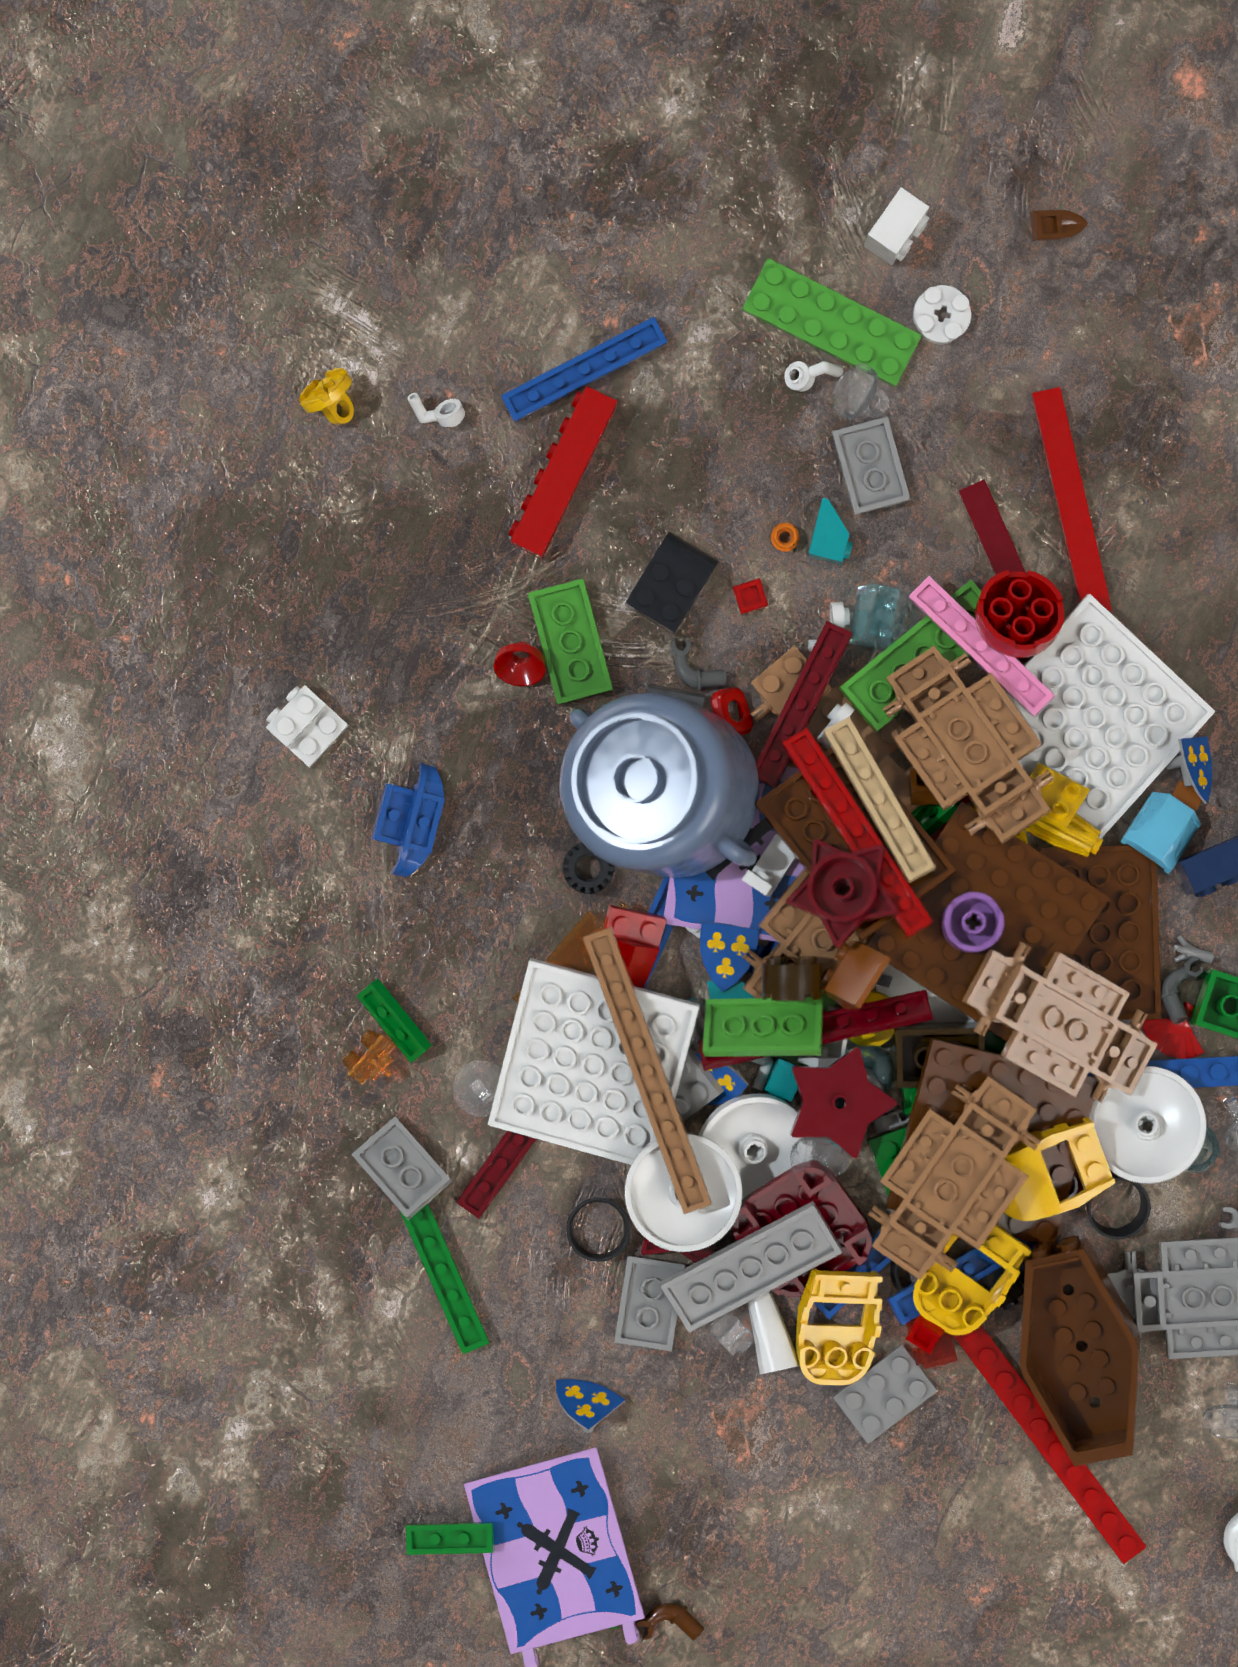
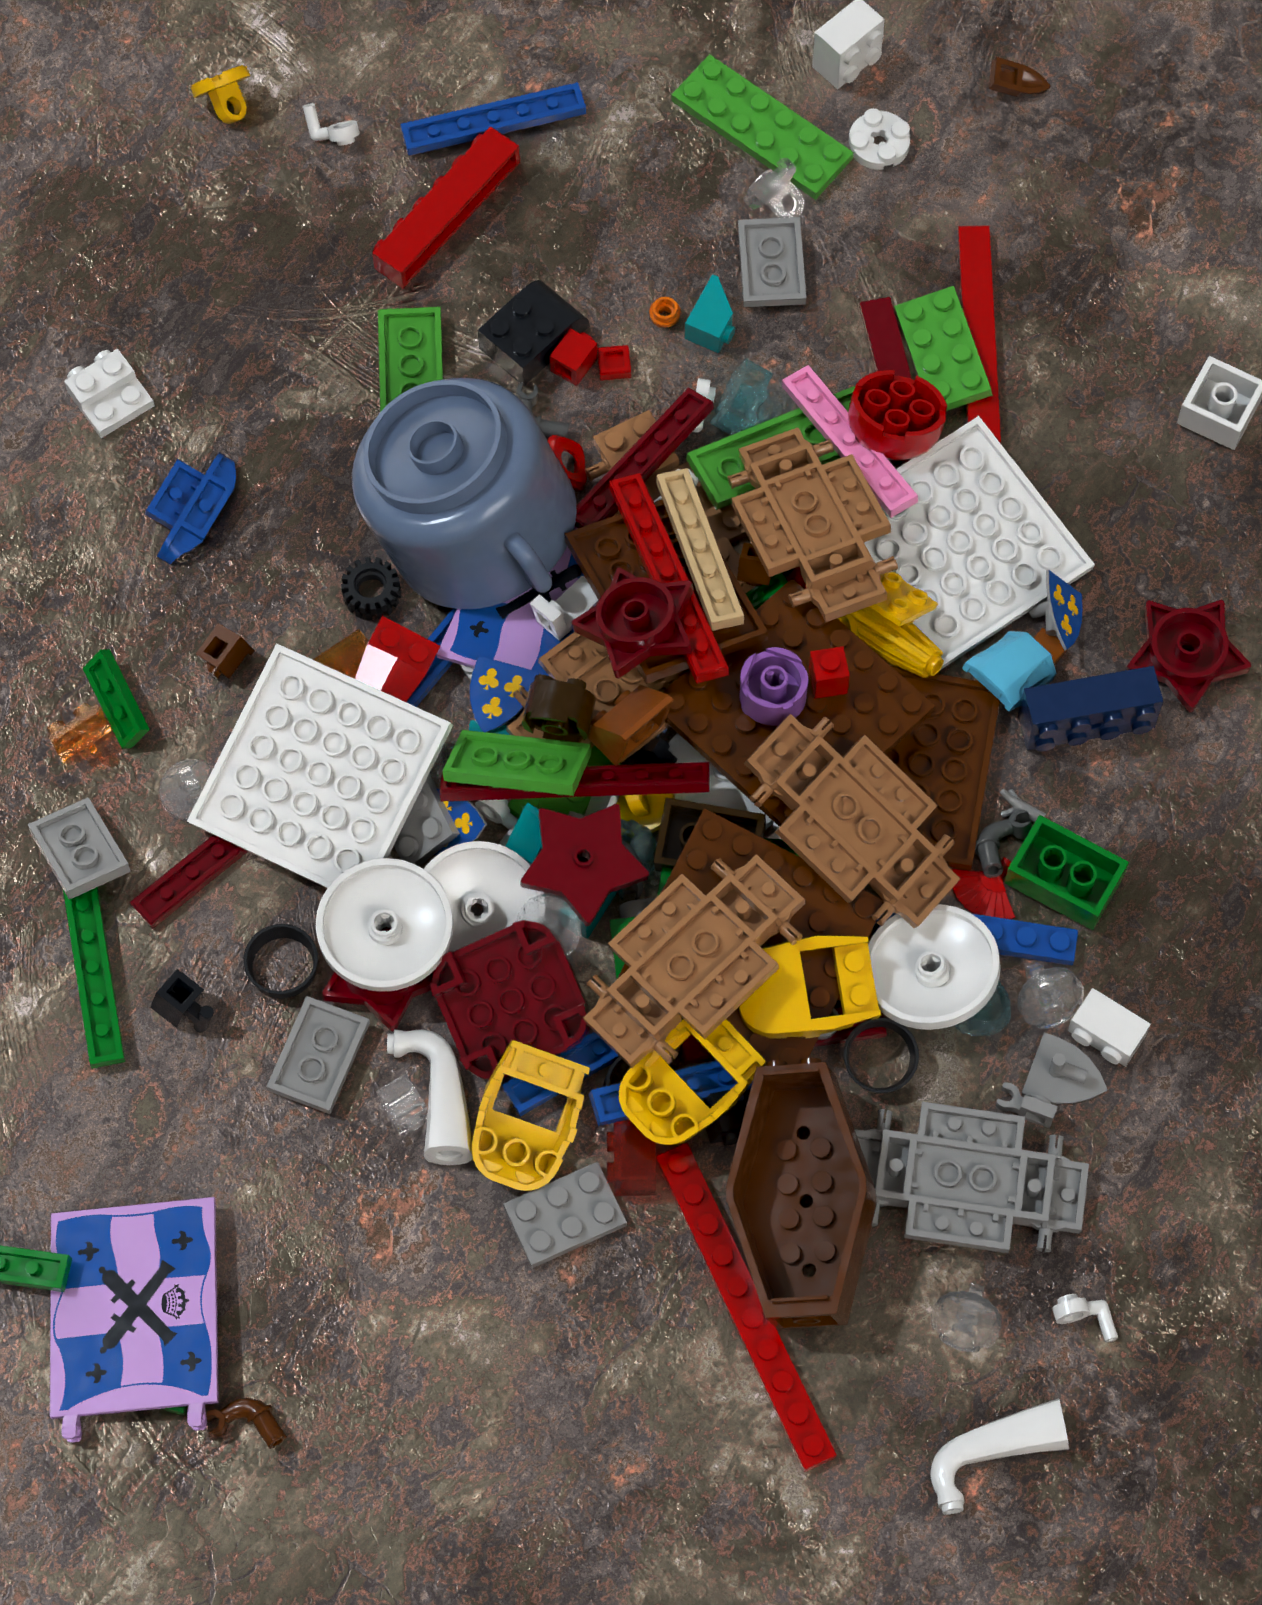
camera: 15 degrees right, 20 degrees down
(468, 954) = (223, 652): none -> reddish brown brick
(519, 670) = (344, 383): red piece -> none
(525, 1286) = (180, 999): none -> black brick
(586, 1402) = (215, 1147): blue shield -> none
(647, 1070) = (376, 778): medium nougat plate -> none
(714, 601) = (573, 356): none -> red brick
(751, 1267) = (441, 1024): light grey plate -> none
(808, 373) = (718, 165): white plate -> none
(924, 1334) = (623, 1137): red tile -> none
(1016, 896) = (829, 672): none -> red brick
(1042, 524) = (944, 347): none -> bright green plate

